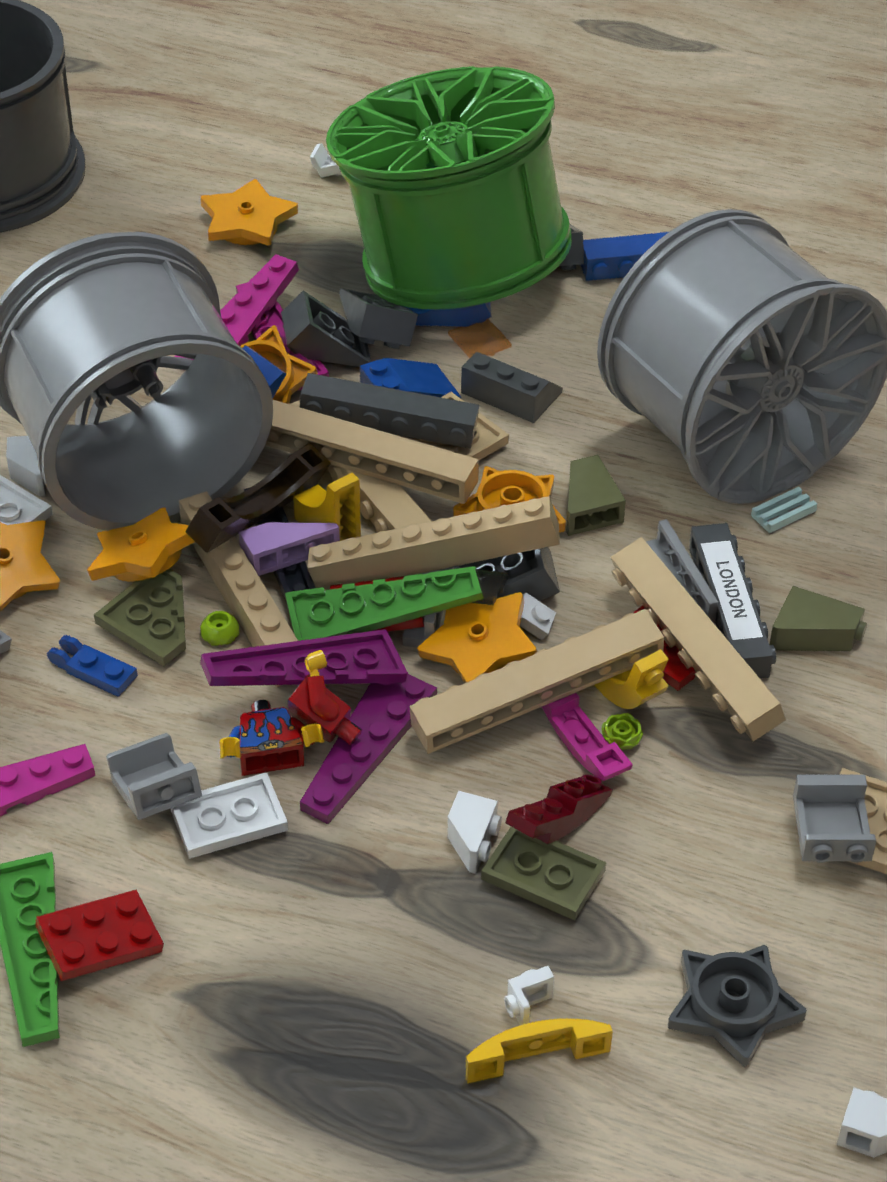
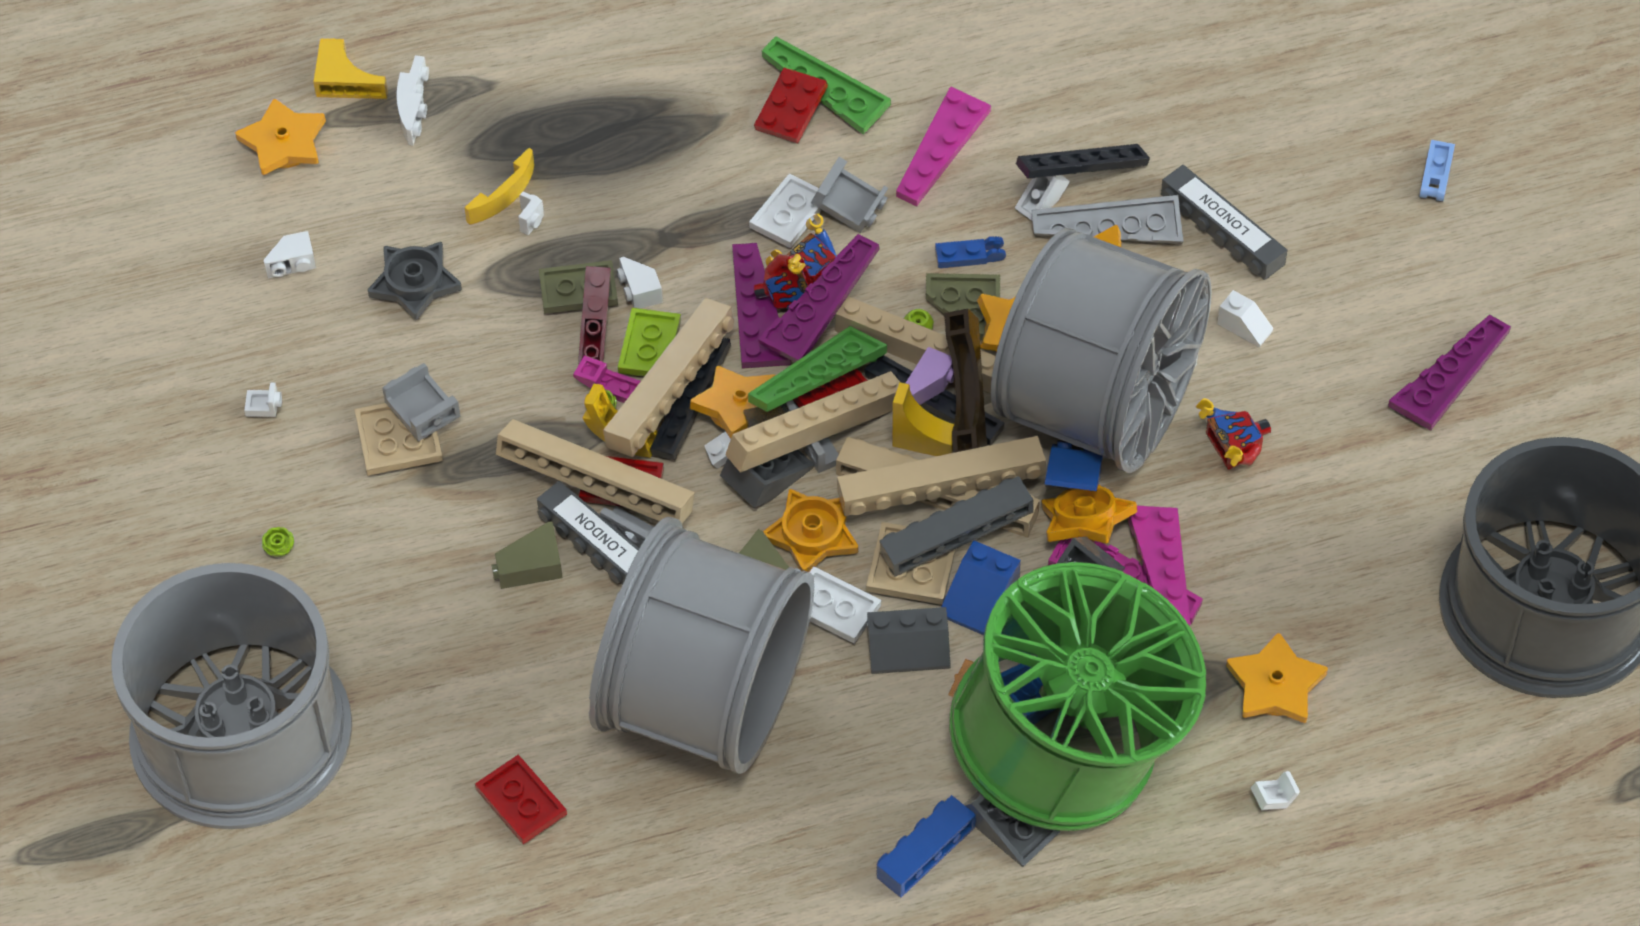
camera: 145 degrees right, 10 degrees up
(516, 762) = (646, 339): none -> lime plate
(548, 440) = (840, 606): none -> white plate

